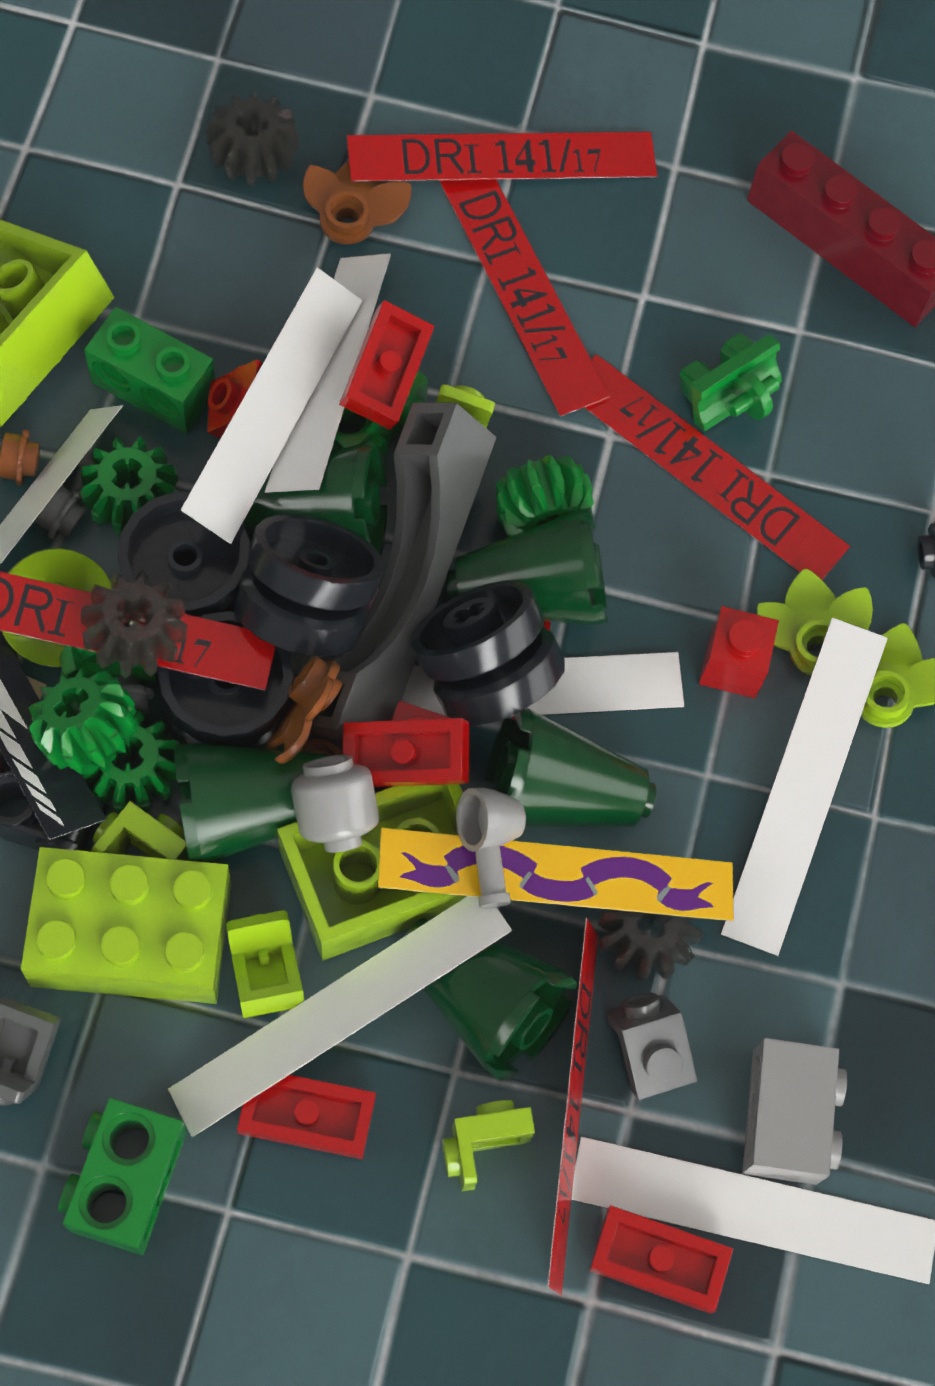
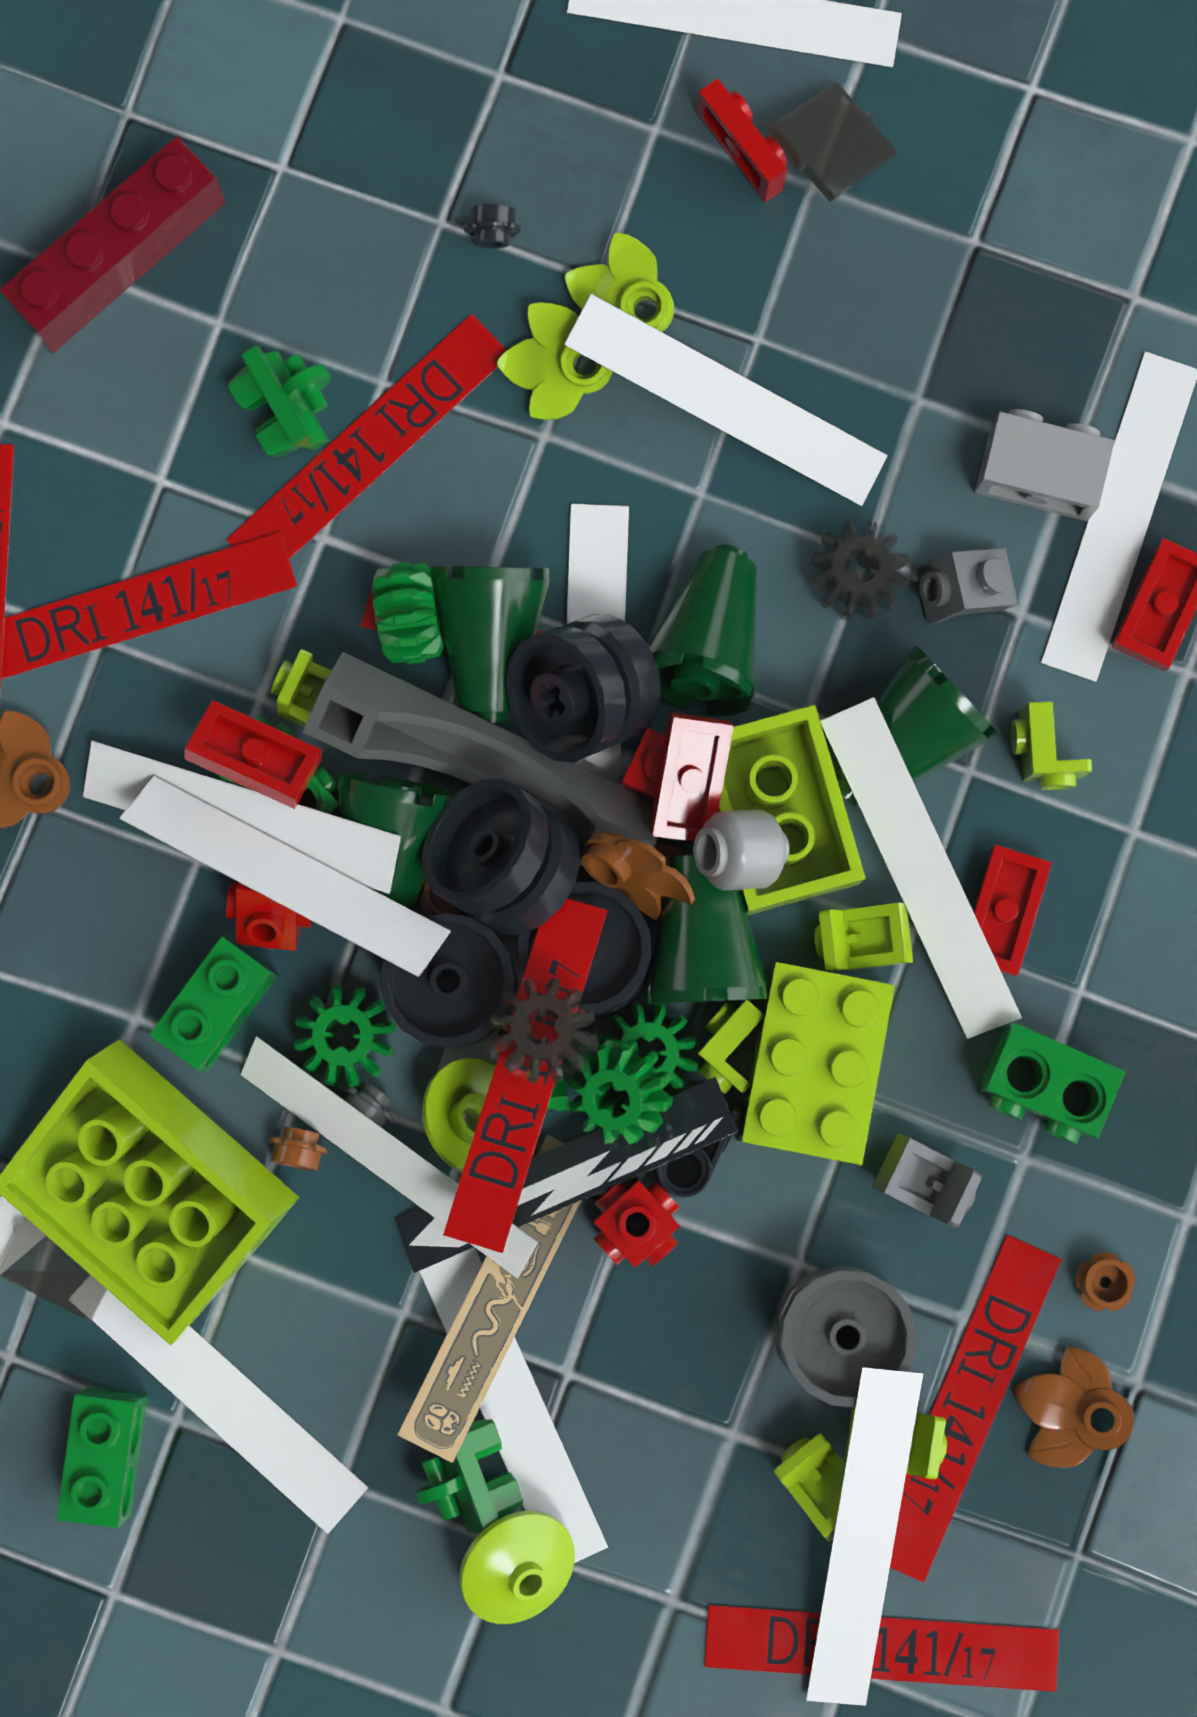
camera: 80 degrees left, 15 degrees up
(484, 824) = (771, 709): light grey bar -> none
(561, 875) = (816, 651): yellow sticker -> none
(573, 1110) = (1020, 663): red sticker -> none
(738, 652) = (588, 442): red brick -> none

